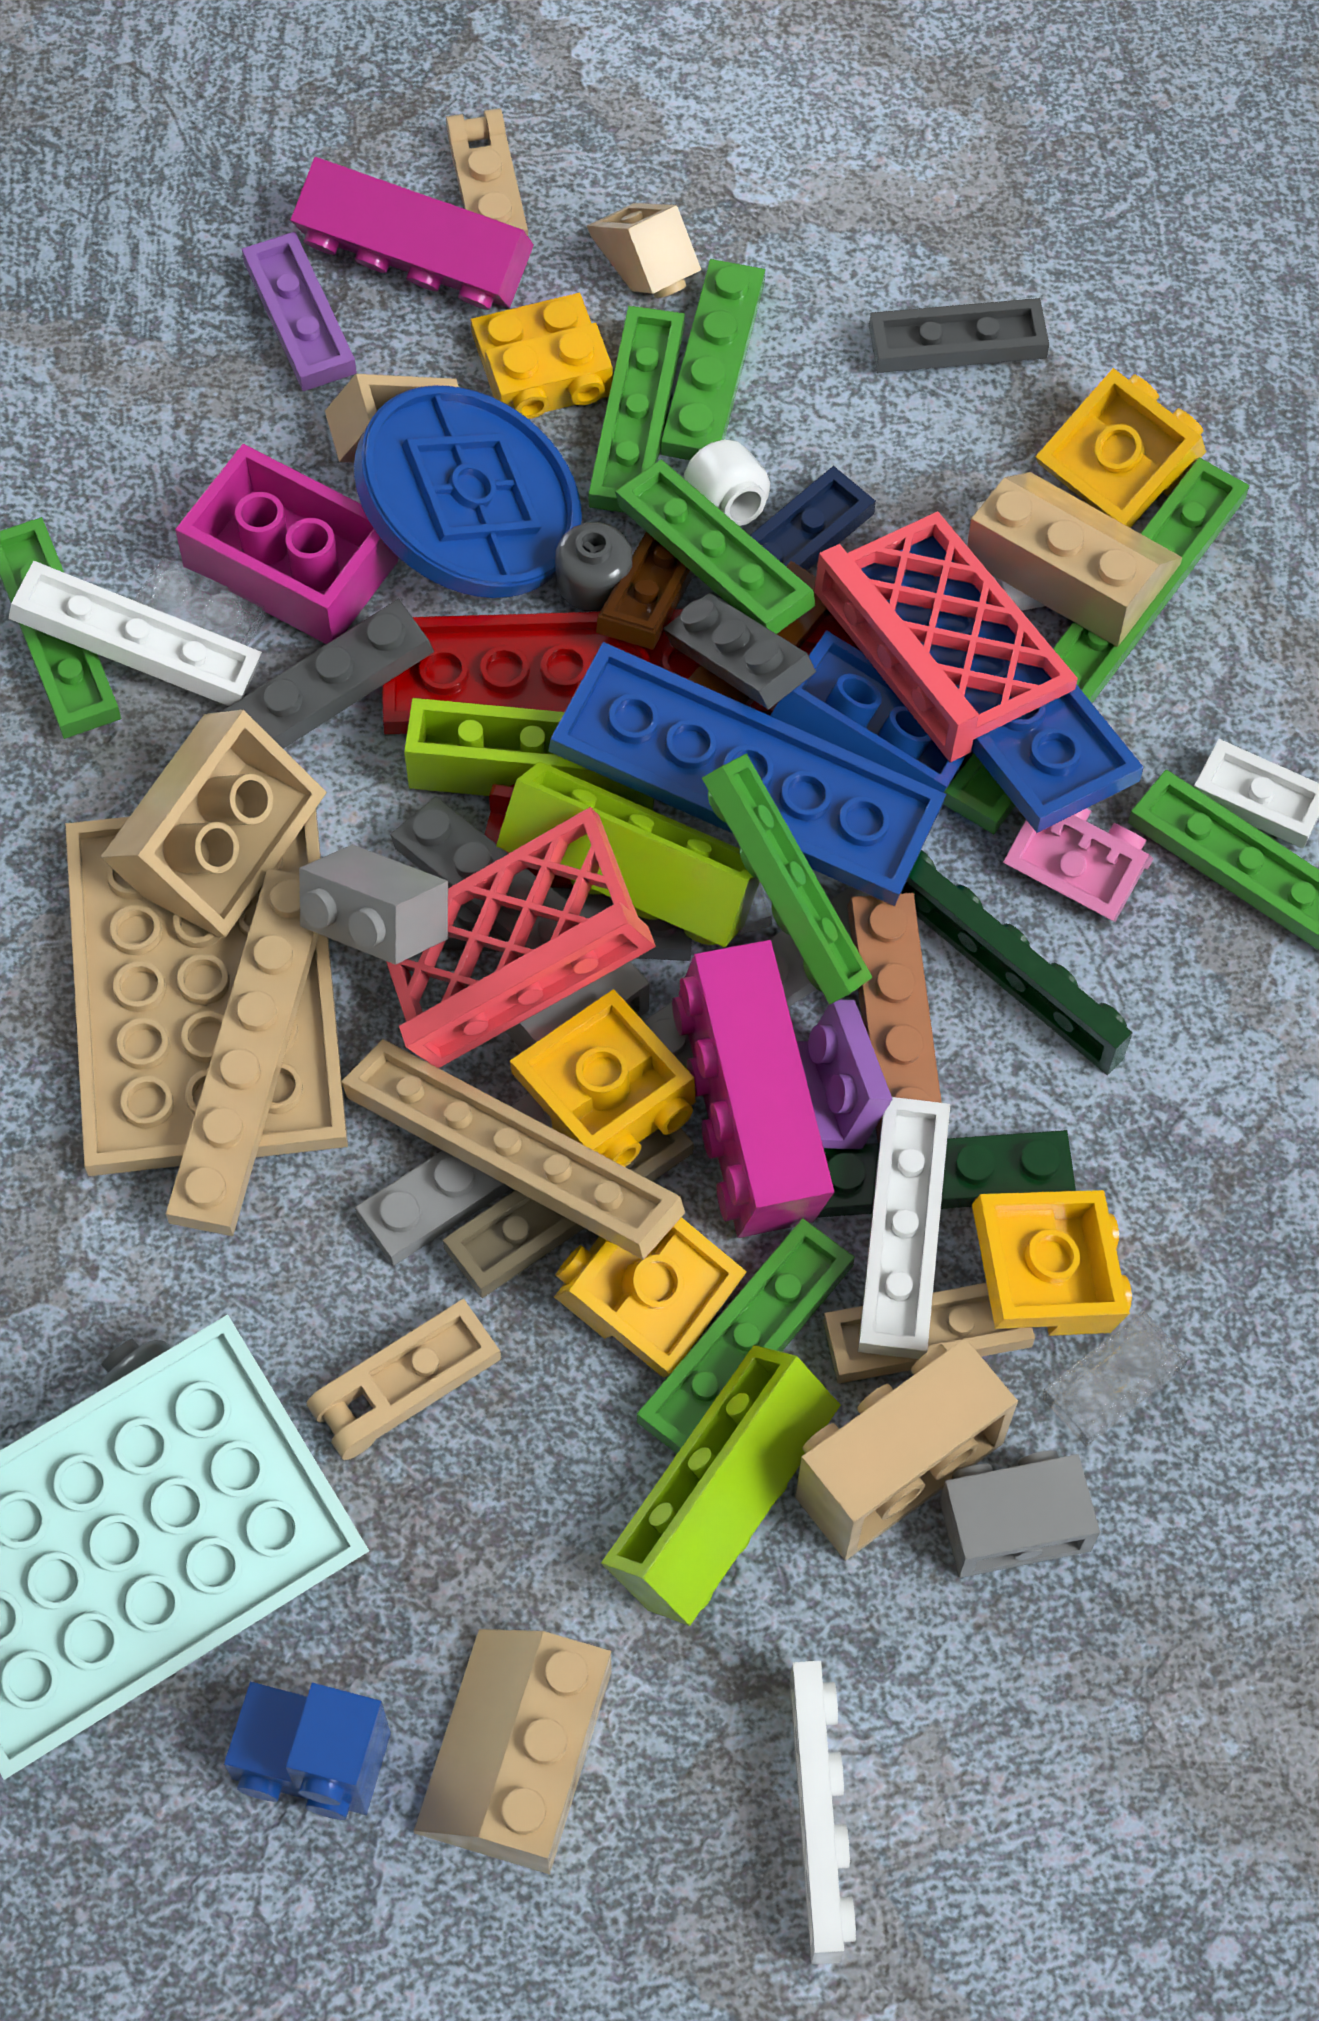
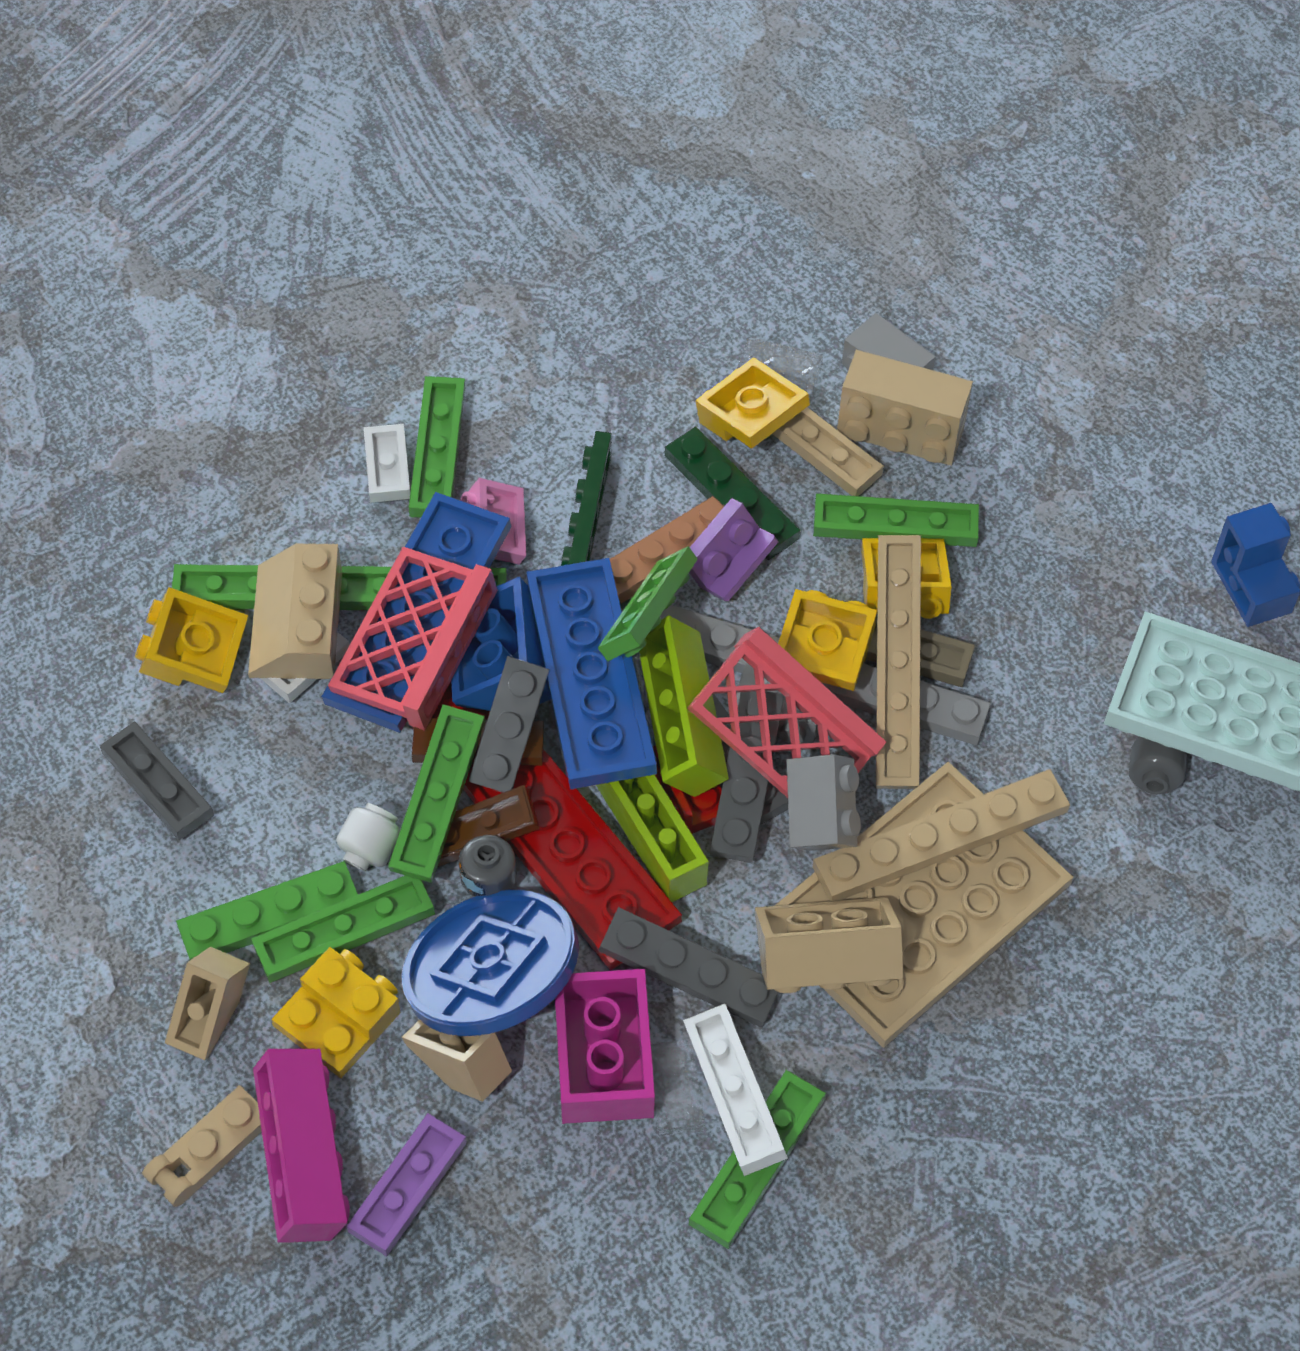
camera: 125 degrees left, 5 degrees down
(404, 1378) = (1047, 655): tan plate -> none
(515, 1746) = (1173, 493): tan slope -> none
(720, 1485) = (983, 477): lime brick -> none
(752, 1090) = (784, 553): dark pink brick -> none
(816, 519) = (366, 778): dark blue plate -> none
(823, 1842) = (1085, 369): white plate -> none
(904, 1229) = (790, 468): white plate -> none

